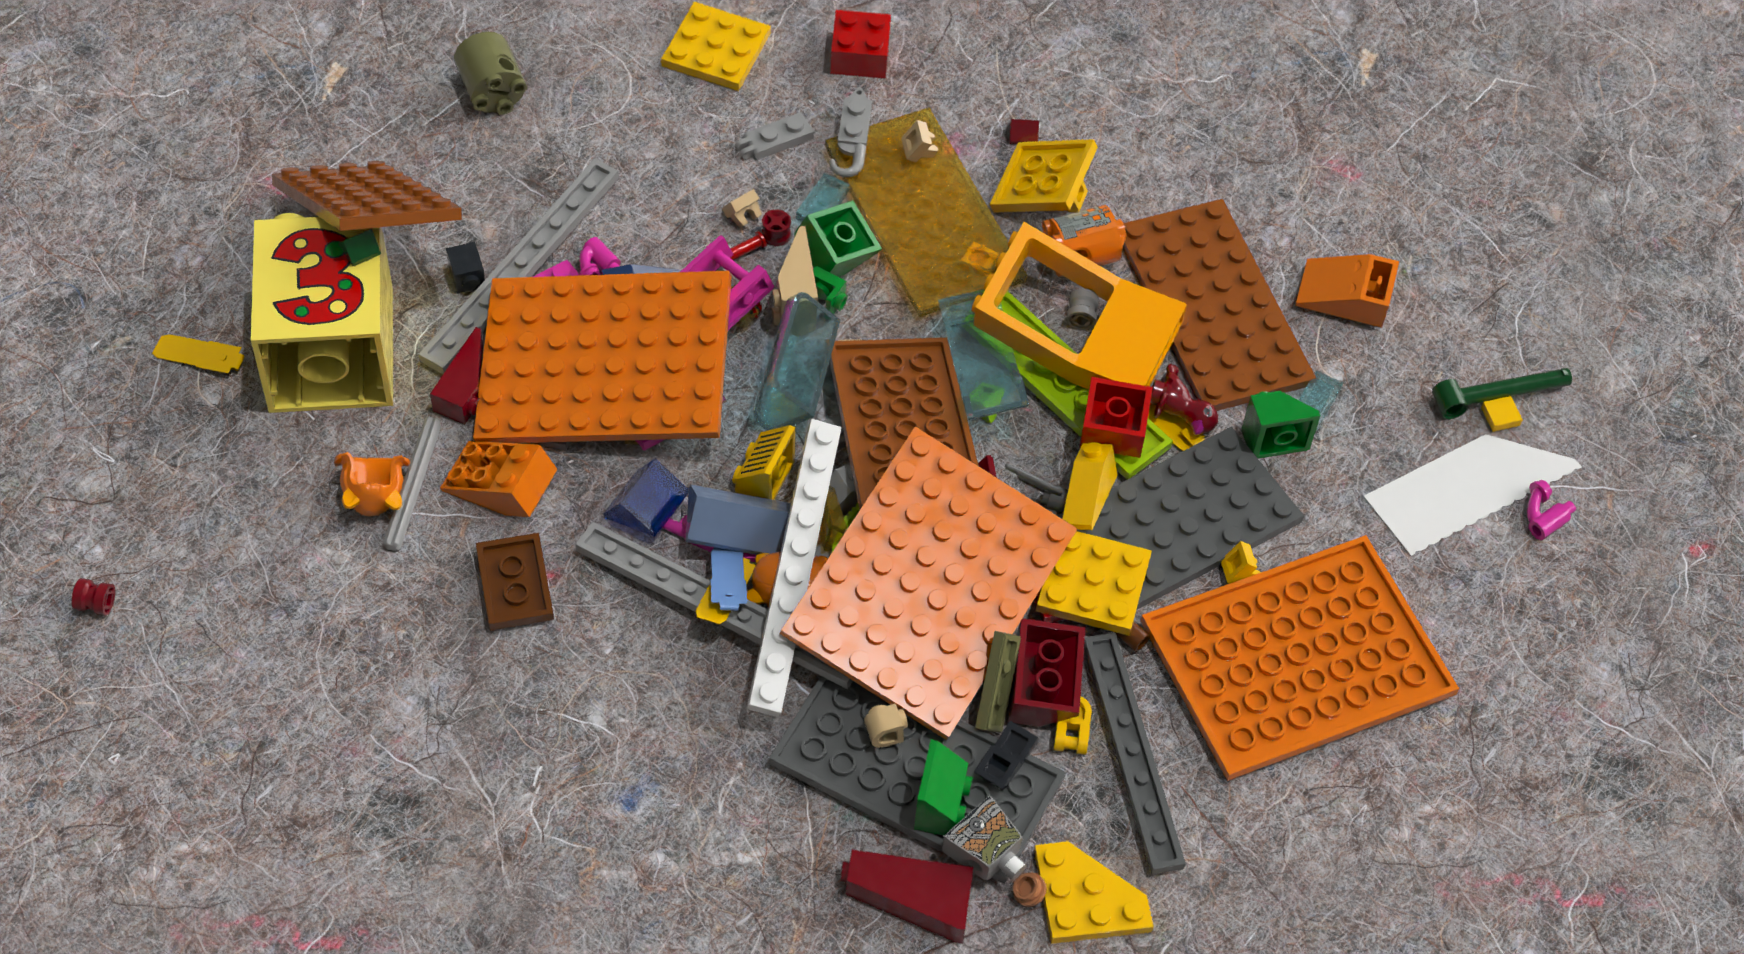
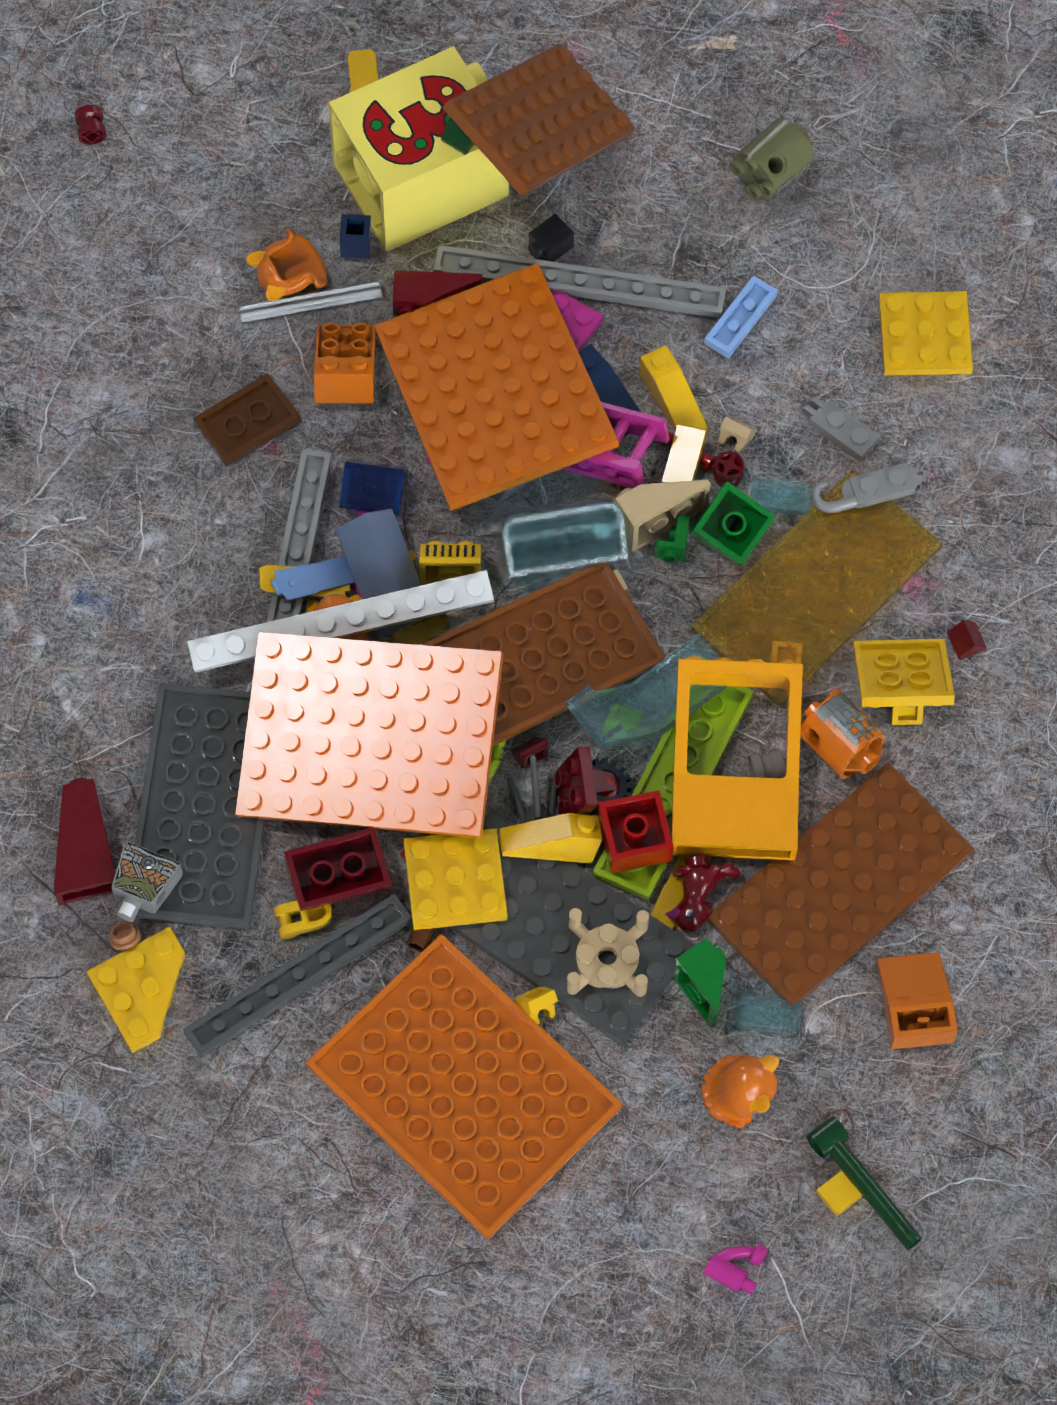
camera: 70 degrees right, 10 degrees up
(370, 413) = (355, 236): none -> dark blue brick
(599, 254) = (623, 338): dark pink plant -> none
(628, 161) = (740, 317): none -> light blue plate
(671, 237) = (670, 389): none -> yellow slope
(748, 250) = (684, 454): none -> tile
(860, 44) = (989, 453): red brick -> none
(886, 725) = (223, 759): tan plate -> none
(918, 142) = (882, 545): tan tile -> none
(942, 791) = (171, 822): green slope -> none
(998, 681) = (306, 830): olive tile -> none
(1007, 755) = (239, 870): black slope -> none
(1047, 445) = (587, 782): none -> dark red plate
(1227, 475) = (611, 939): none -> tan plate
(1383, 440) = (739, 1087): none -> orange hair
(1463, 488) = (734, 1185): white sticker -> none

